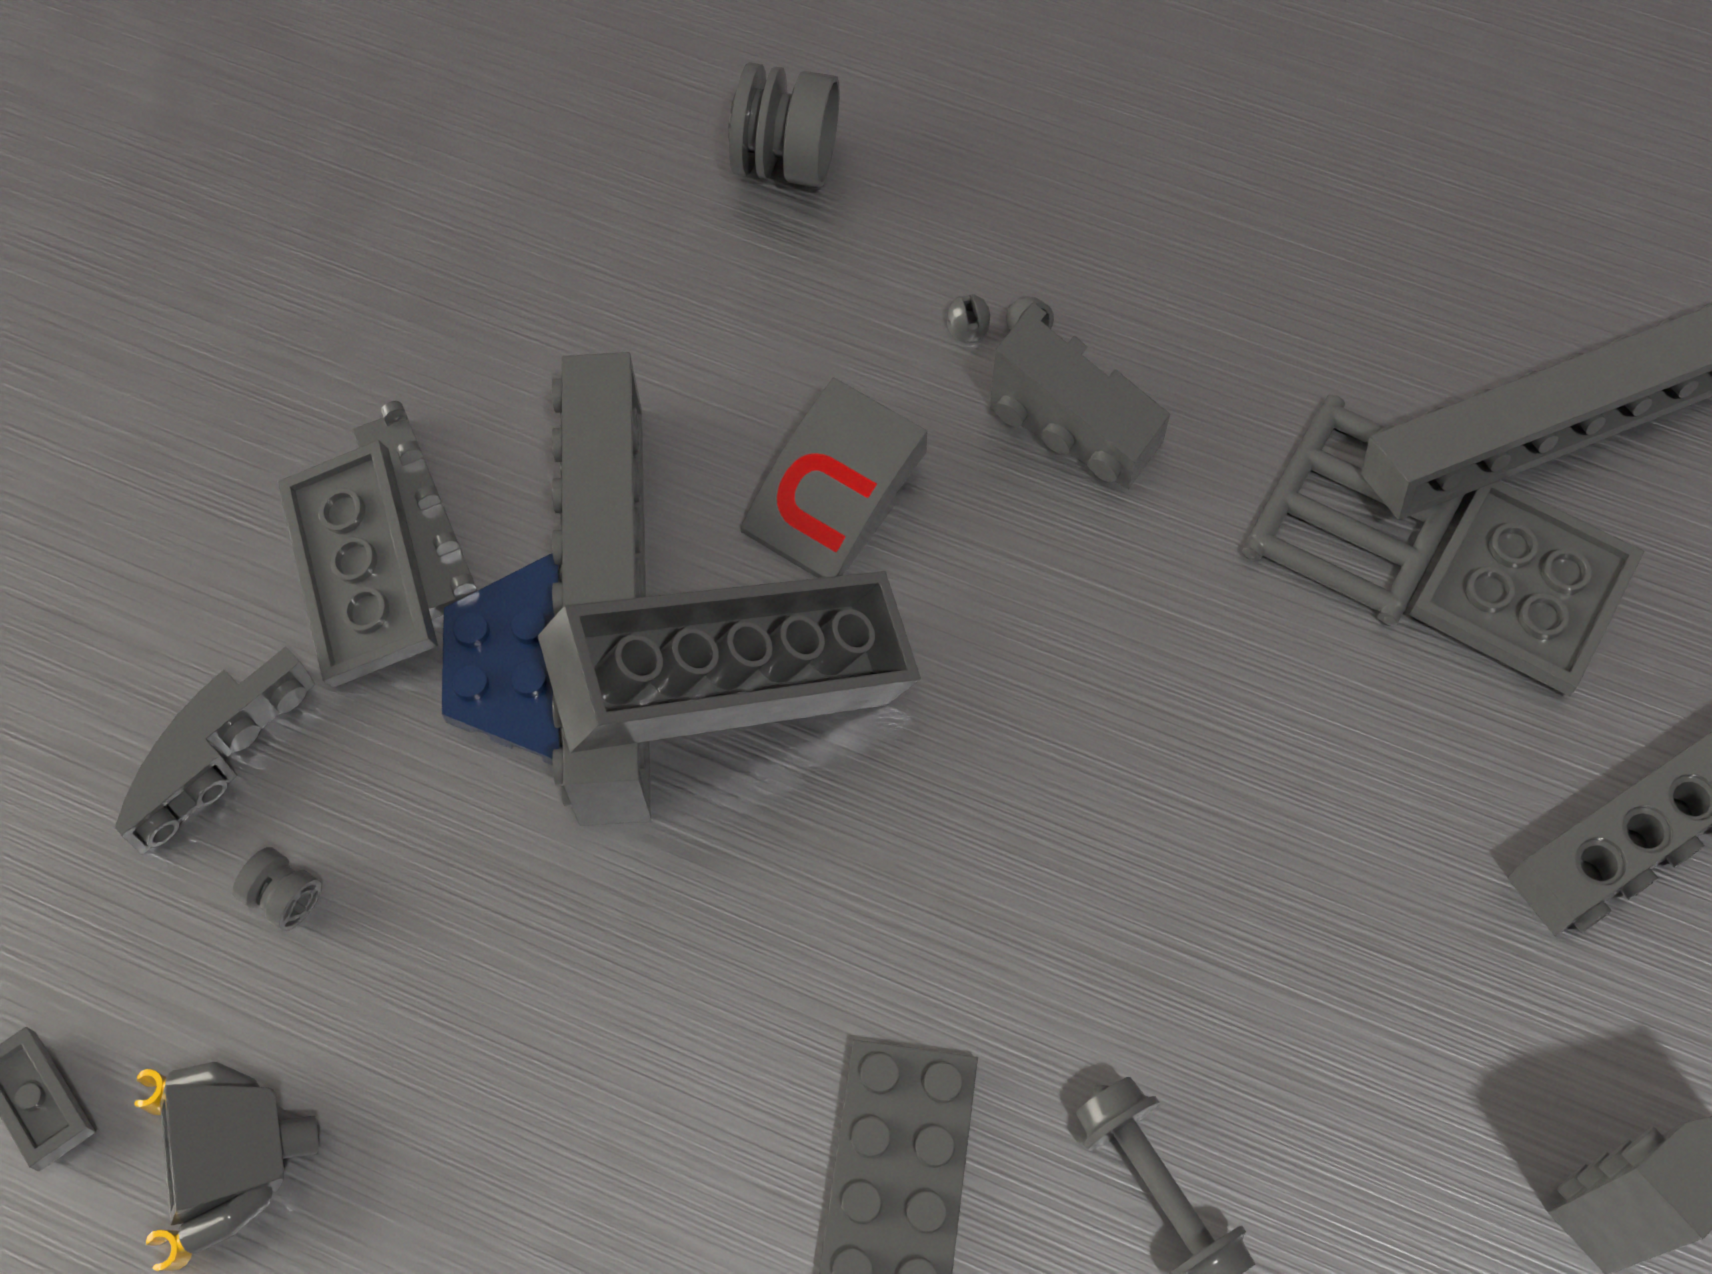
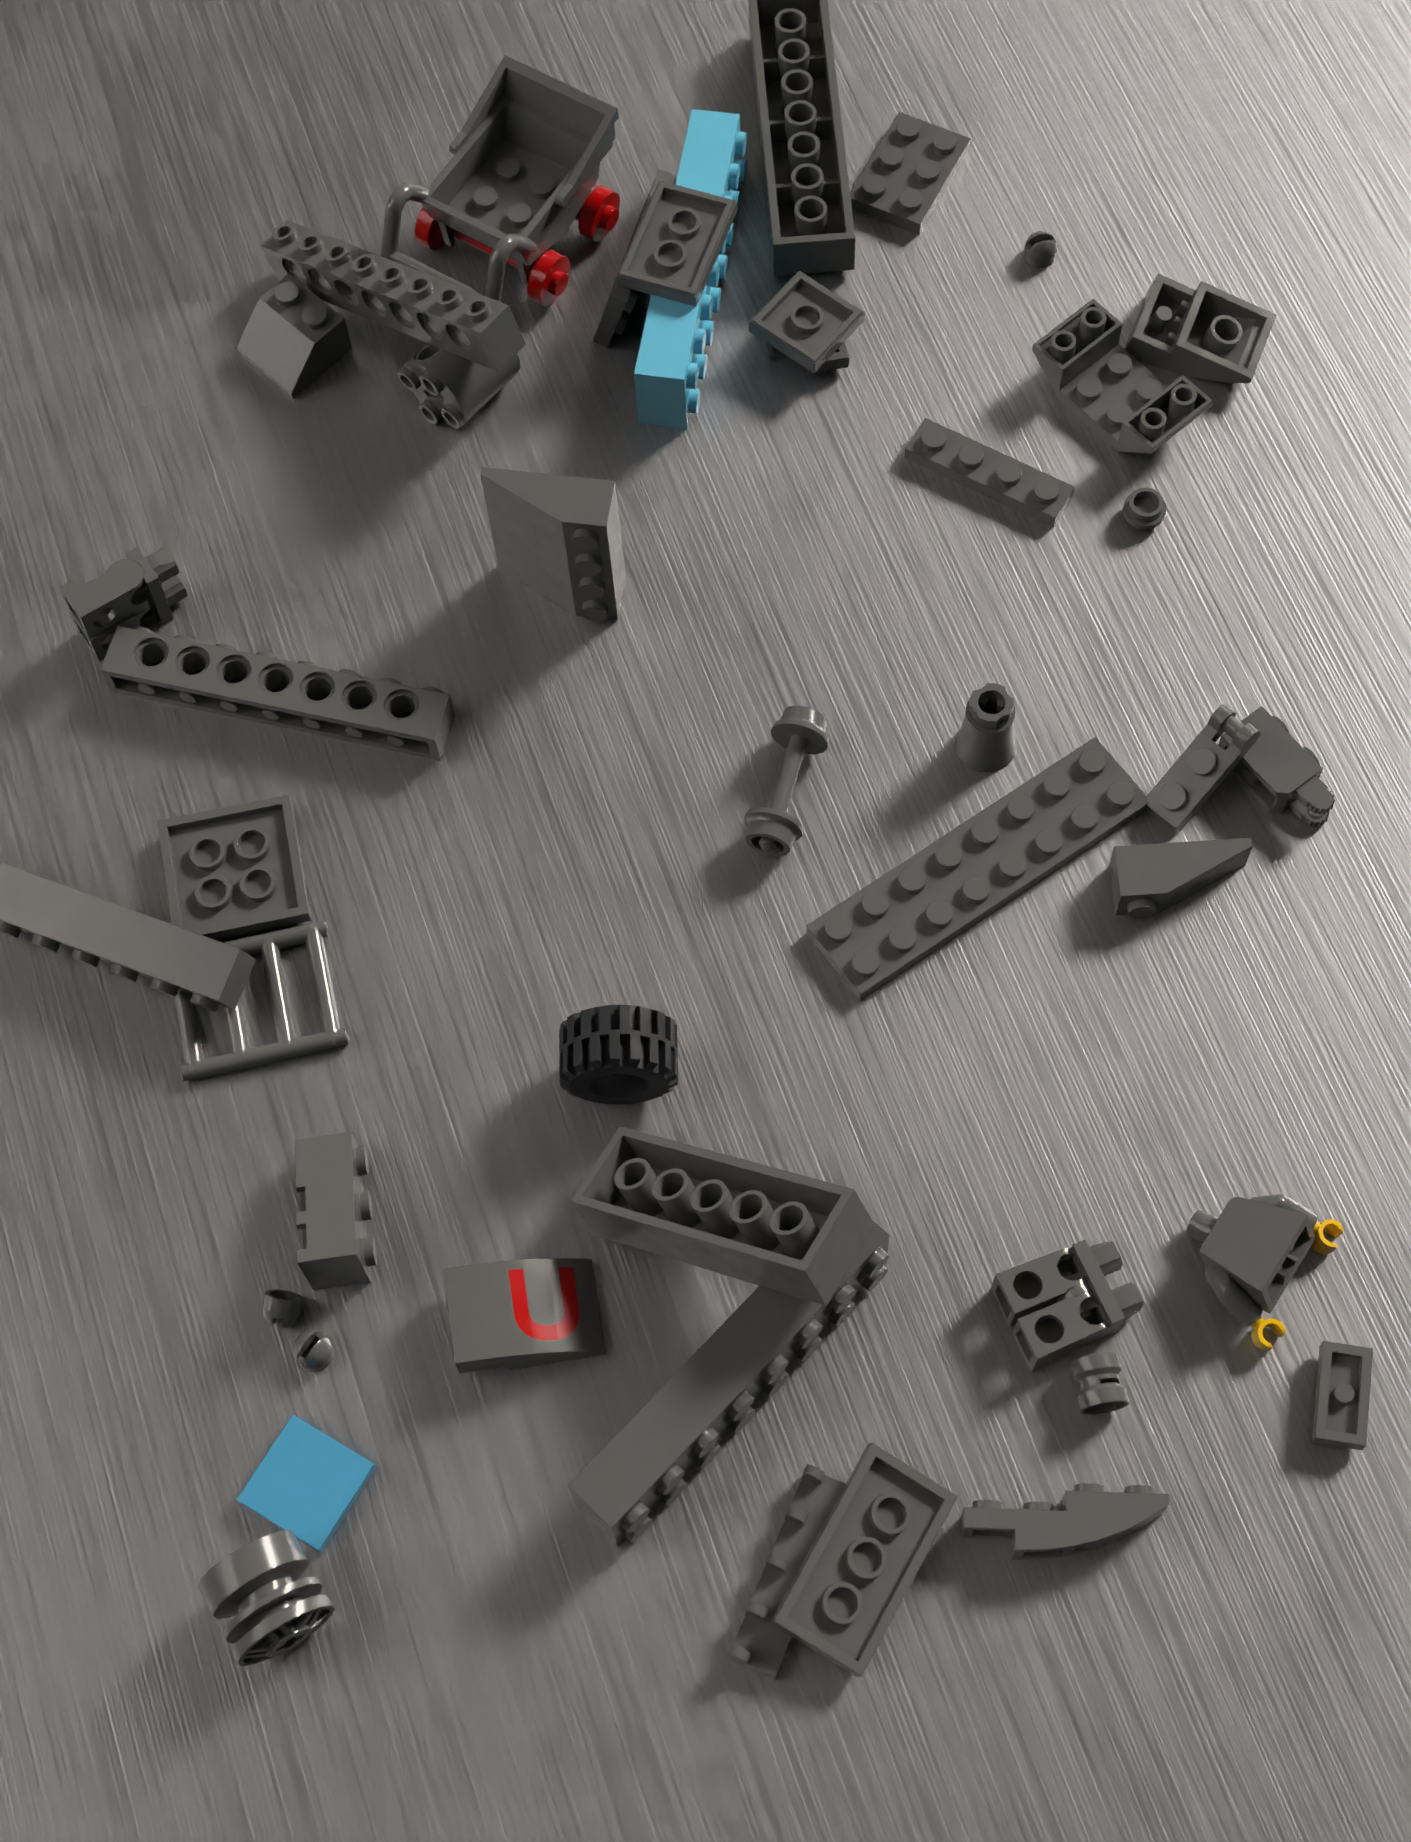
camera: 130 degrees left, 0 degrees up
(372, 931) = (1064, 1301): none -> dark grey hips
(495, 662) = (830, 1405): dark blue wing -> none
(859, 236) = (306, 1483): none -> dark azure tile
(990, 731) = (618, 1054): none -> black tyre

